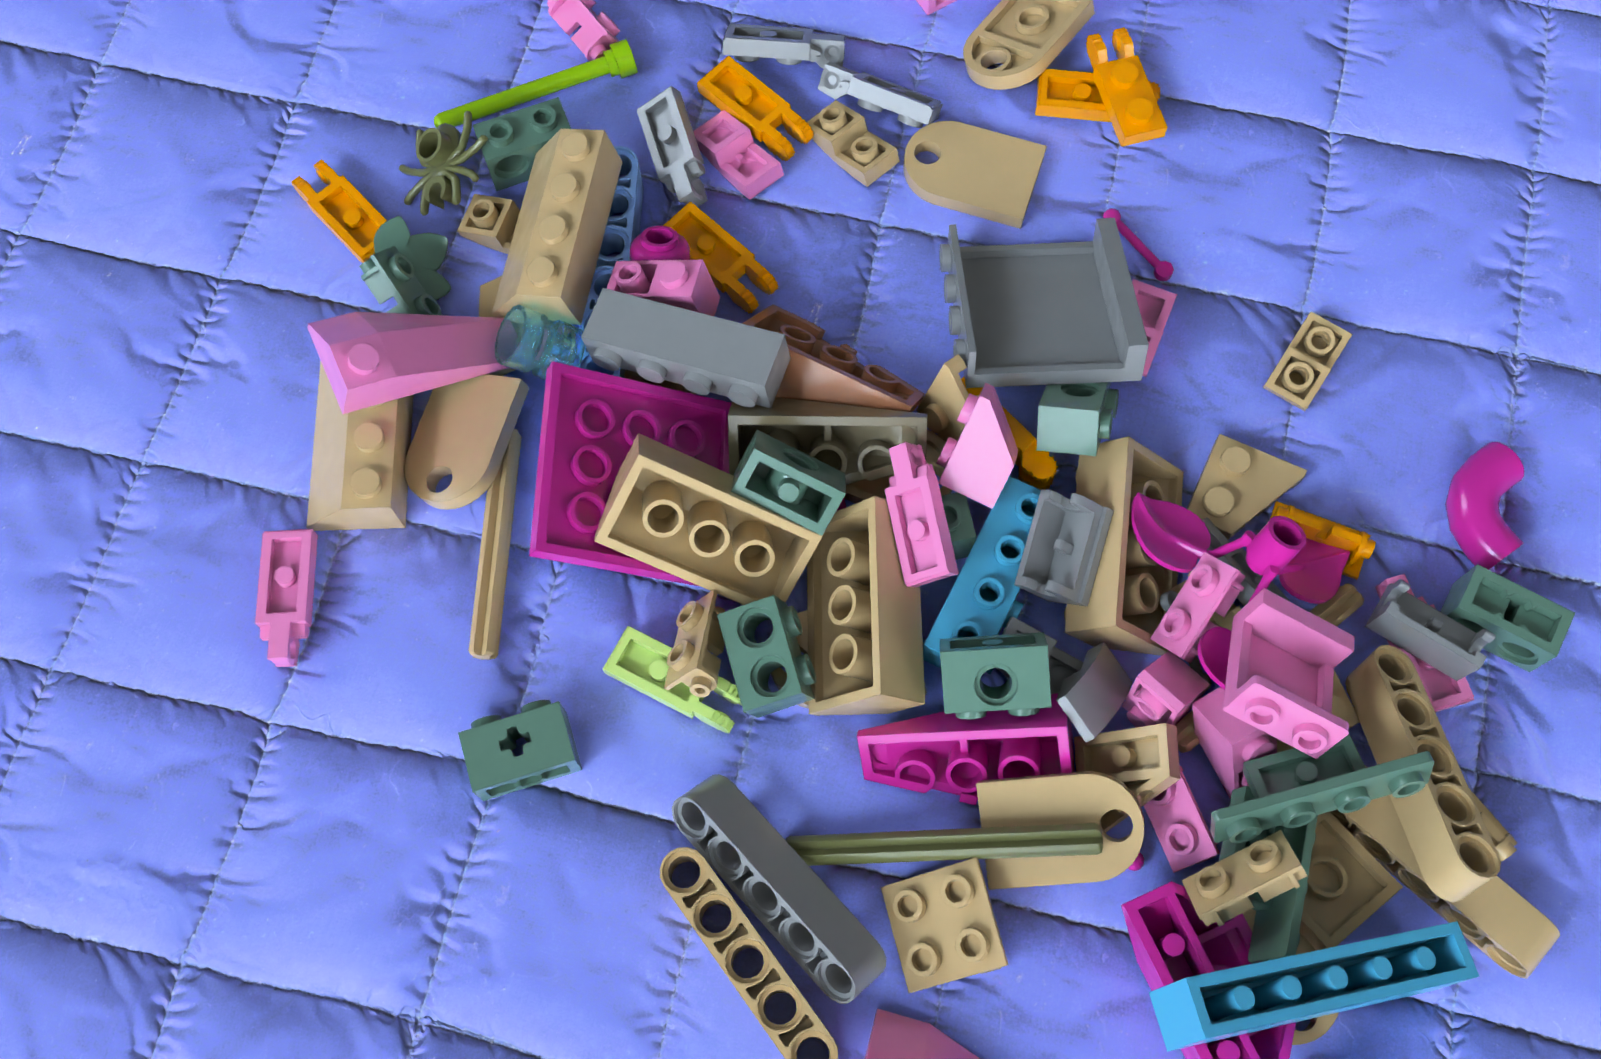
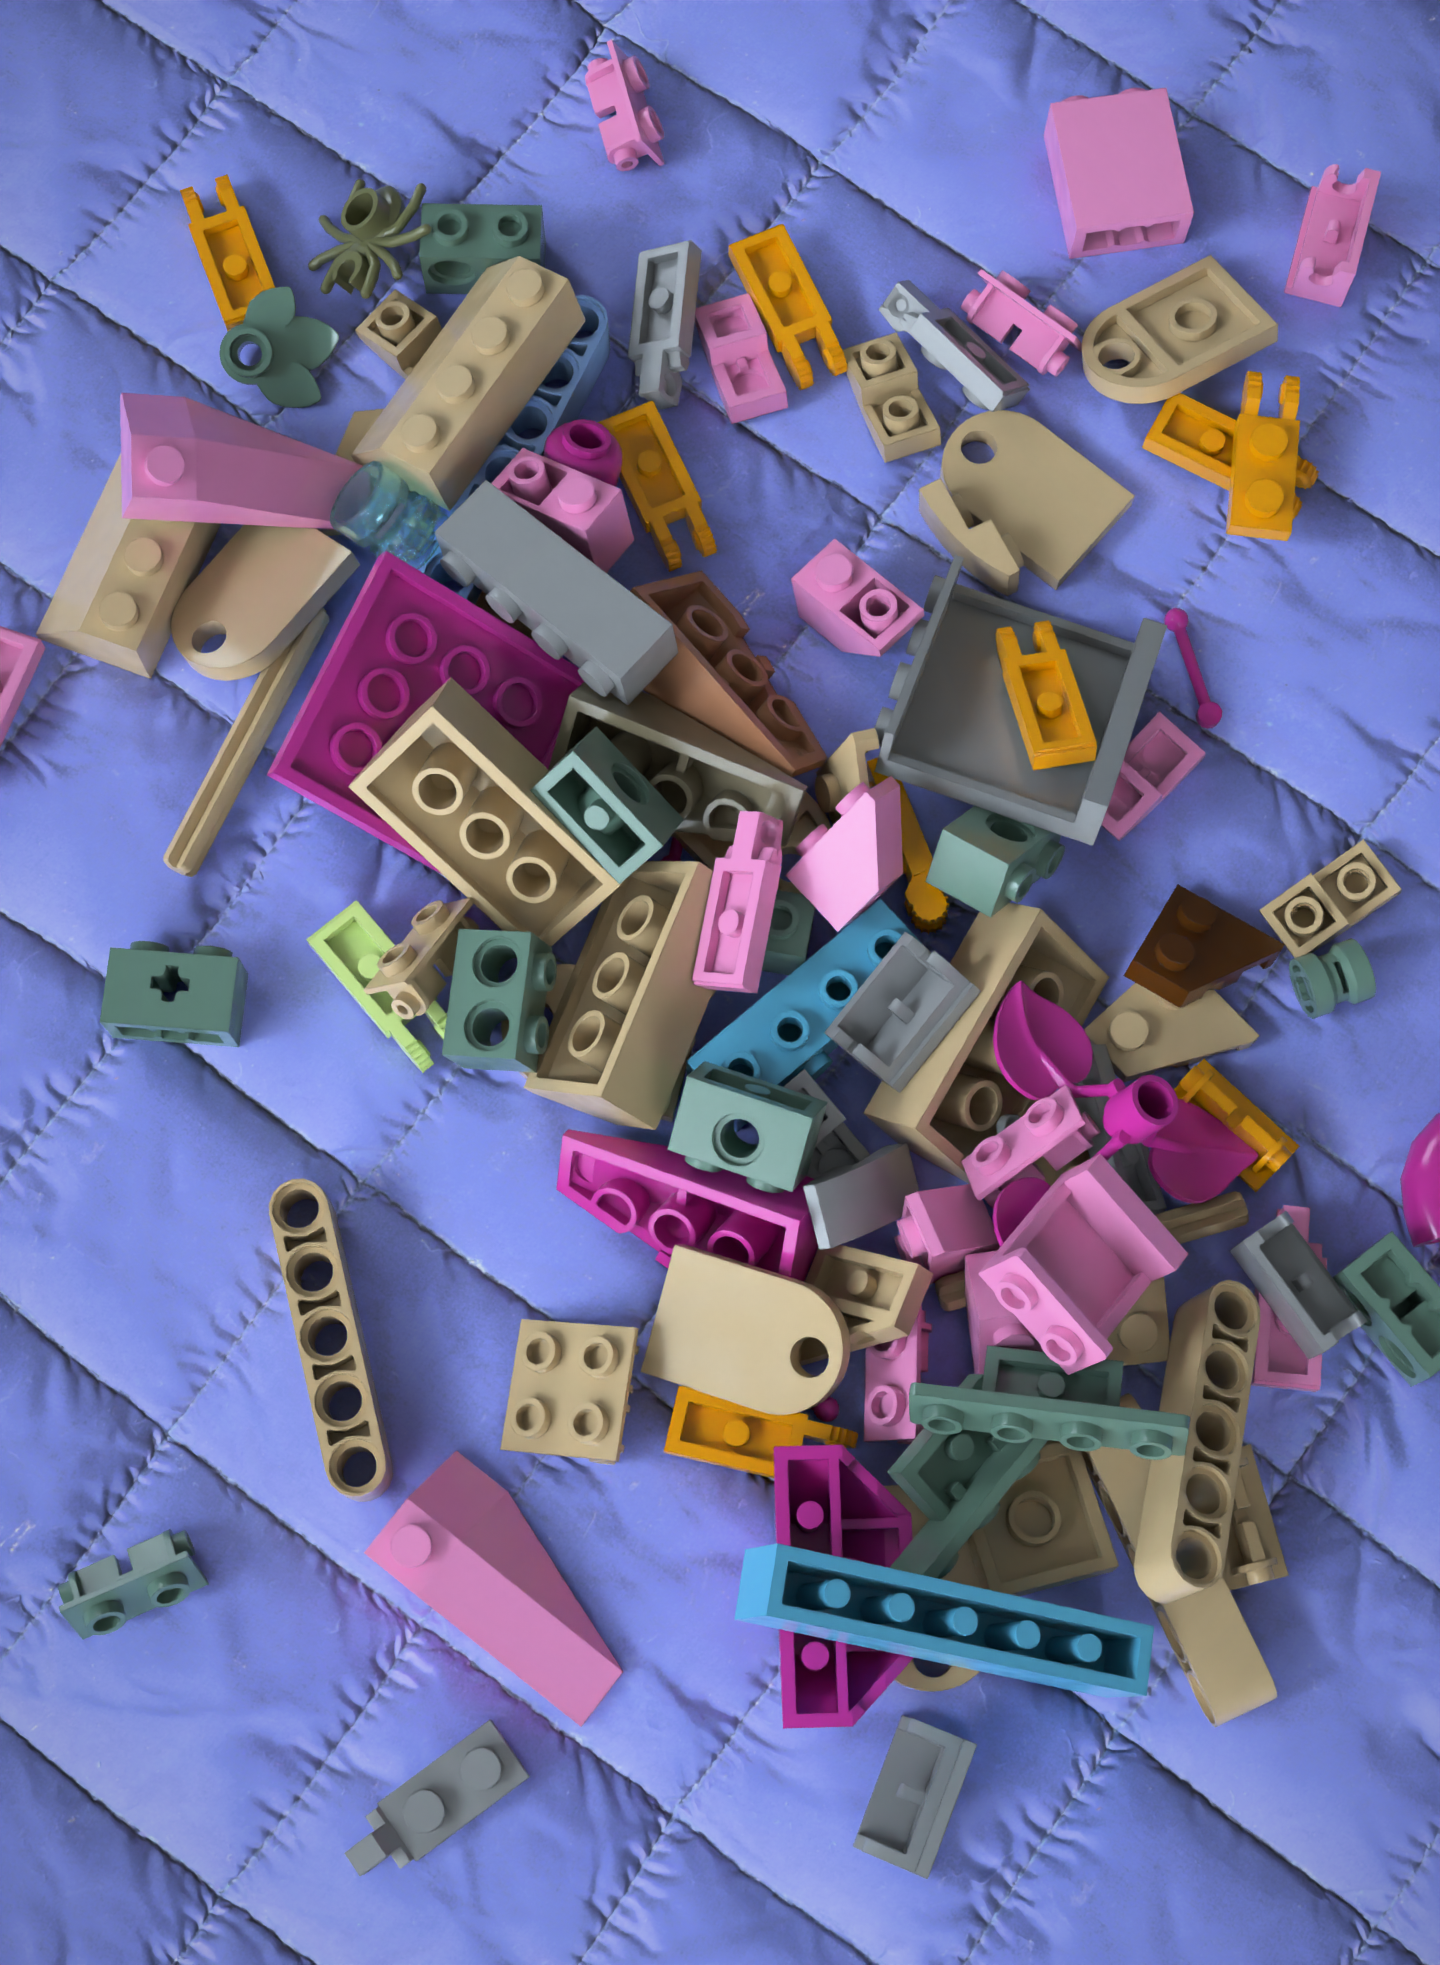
camera: 20 degrees right, 5 degrees up
(393, 275) = (252, 362): sand green hinge -> none
(616, 61) = (640, 177): lime piece -> none
(779, 888) = (400, 1270): light grey beam -> none
(784, 44) = (860, 232): light grey hinge -> none
(894, 283) = (852, 602): none -> bright pink slope
(930, 206) = (985, 552): none -> tan slope
(934, 62) = (1042, 334): none -> bright pink hinge
(949, 844) = (607, 1299): olive axle -> none
(1059, 294) = (1046, 699): none -> light orange hinge
(1083, 908) = (739, 1436): none -> light orange hinge
(1237, 427) = (1197, 950): none -> reddish brown wing
(1263, 867) = (889, 1476): tan hinge -> none
(1340, 408) = (1332, 978): none -> sand green wheel

